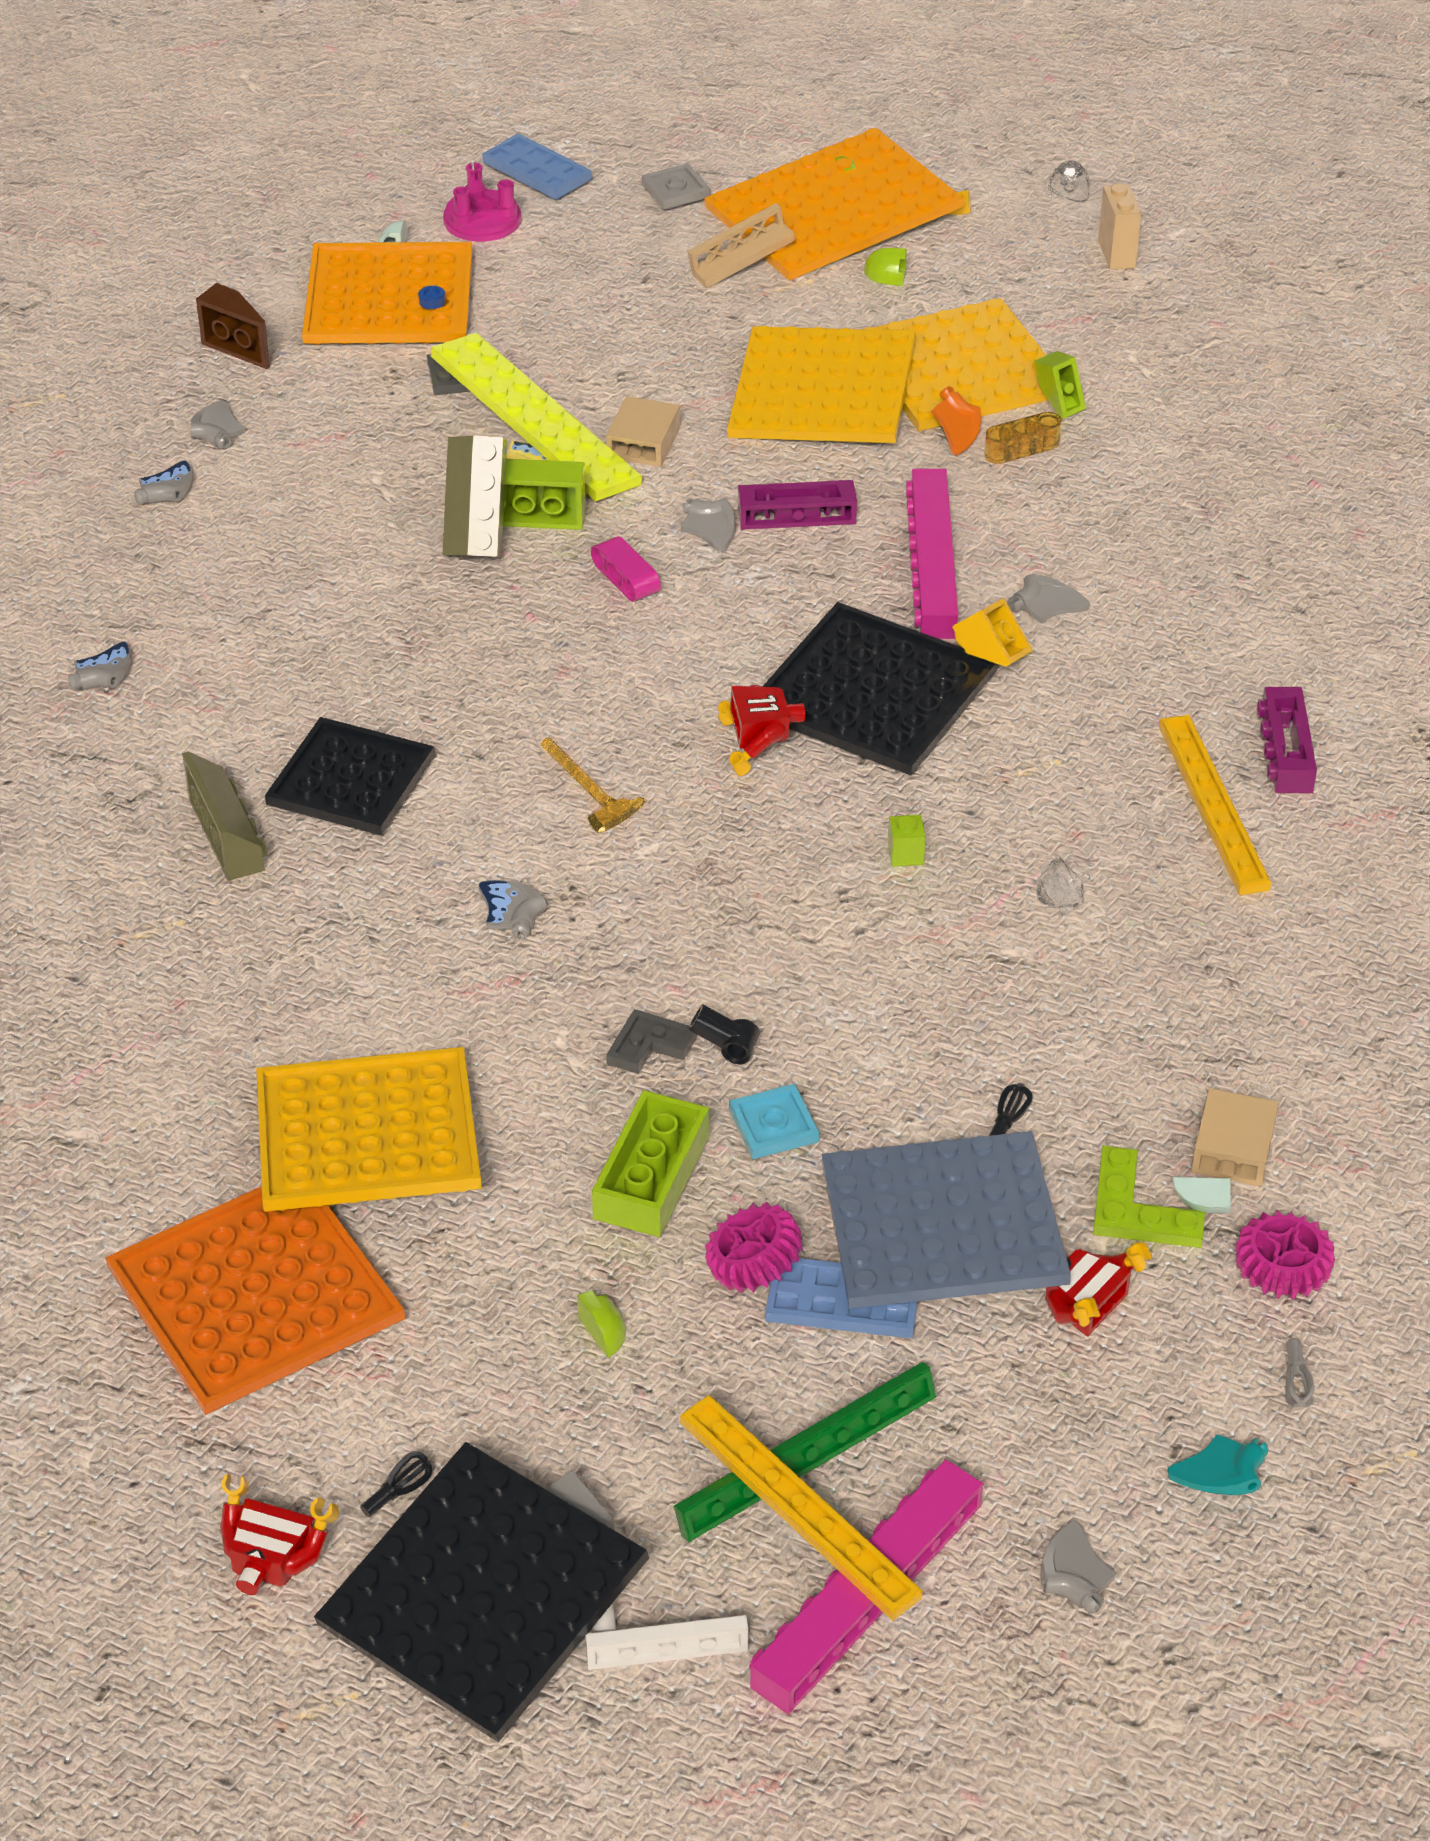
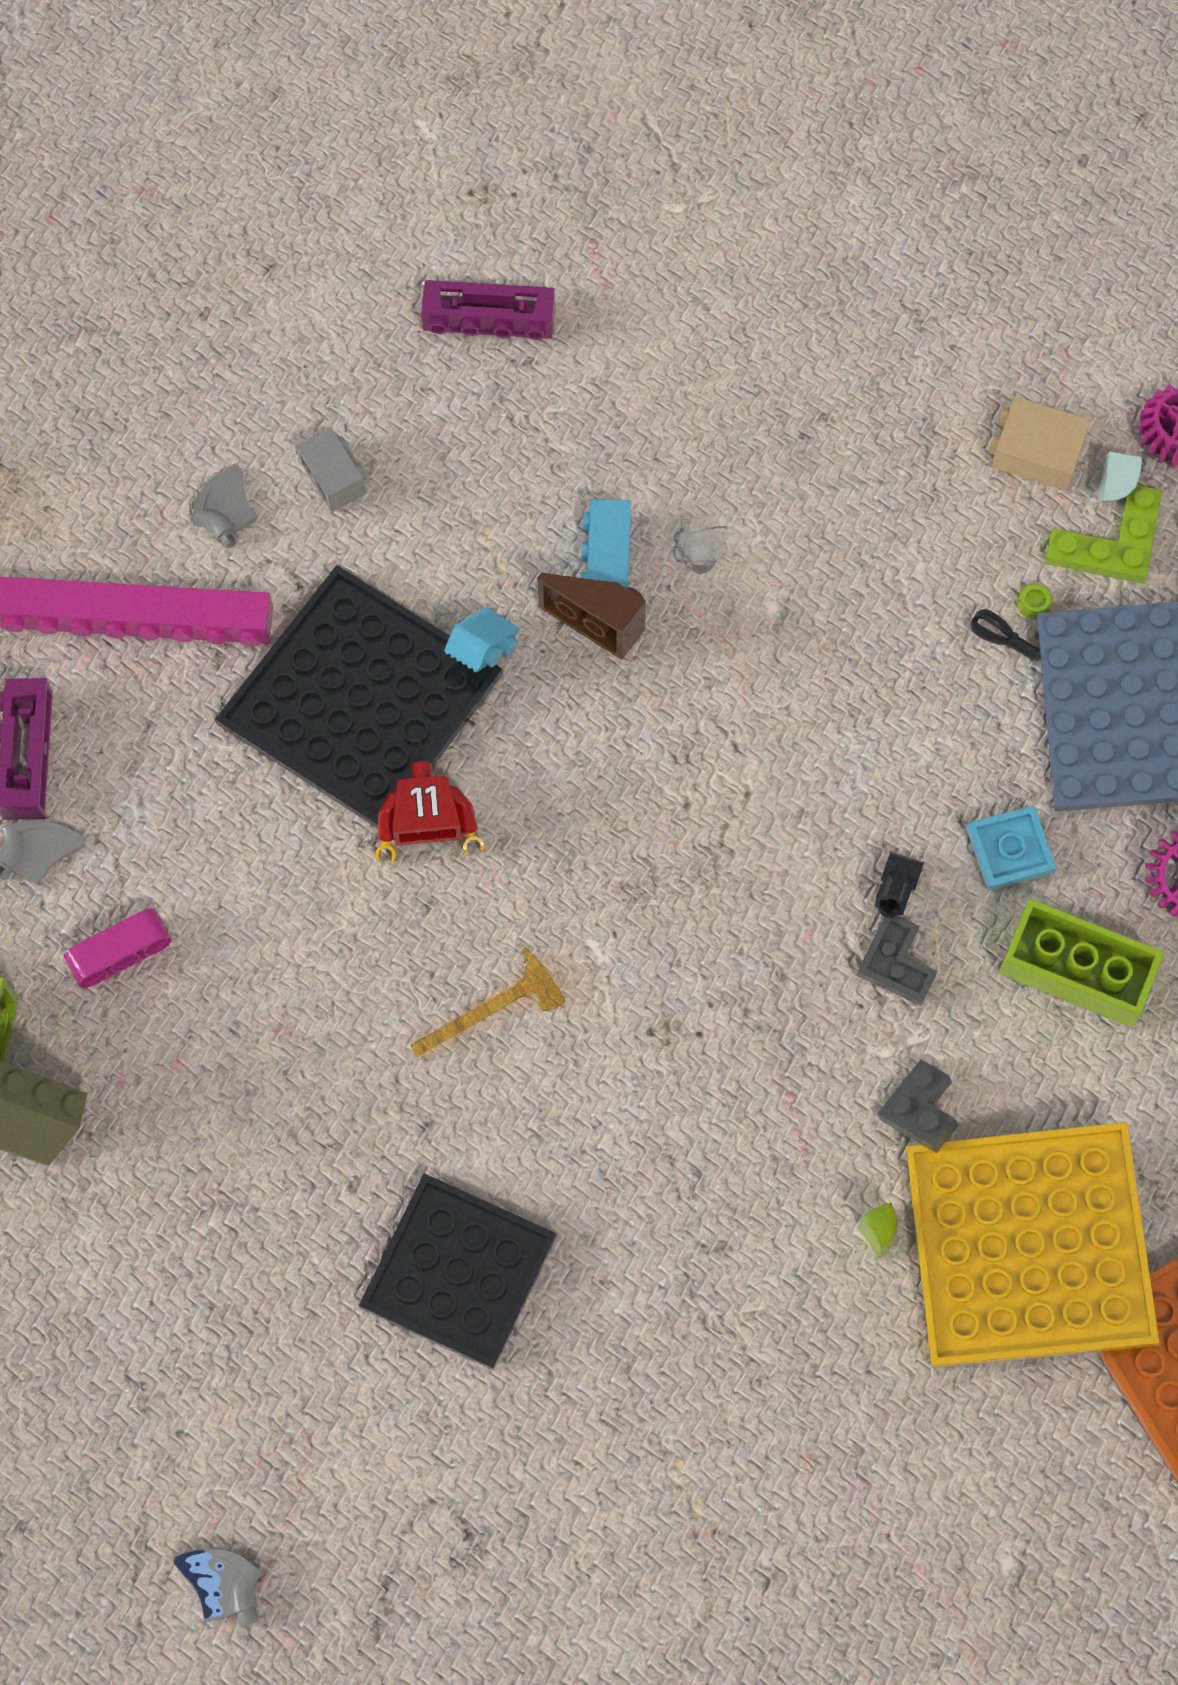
camera: 85 degrees left, 25 degrees up
(224, 818) = (534, 1413): olive slope -> none
(384, 1027) = (880, 1228): none -> lime brick
(500, 1050) = (913, 1109): none -> dark grey plate
(511, 905) = (681, 1096): light grey arm -> none
(906, 840) = (619, 685): lime brick -> none
(933, 742) = (482, 639): none -> medium azure brick
(970, 817) = (595, 609): none -> reddish brown slope
(993, 635) = (301, 564): yellow slope -> none
(1044, 829) = (608, 541): none -> medium azure brick
(1053, 1142) = (1034, 600): none -> lime tile
(1094, 652) = (331, 469): none -> light grey brick
(1214, 805) = (567, 394): yellow tile -> none

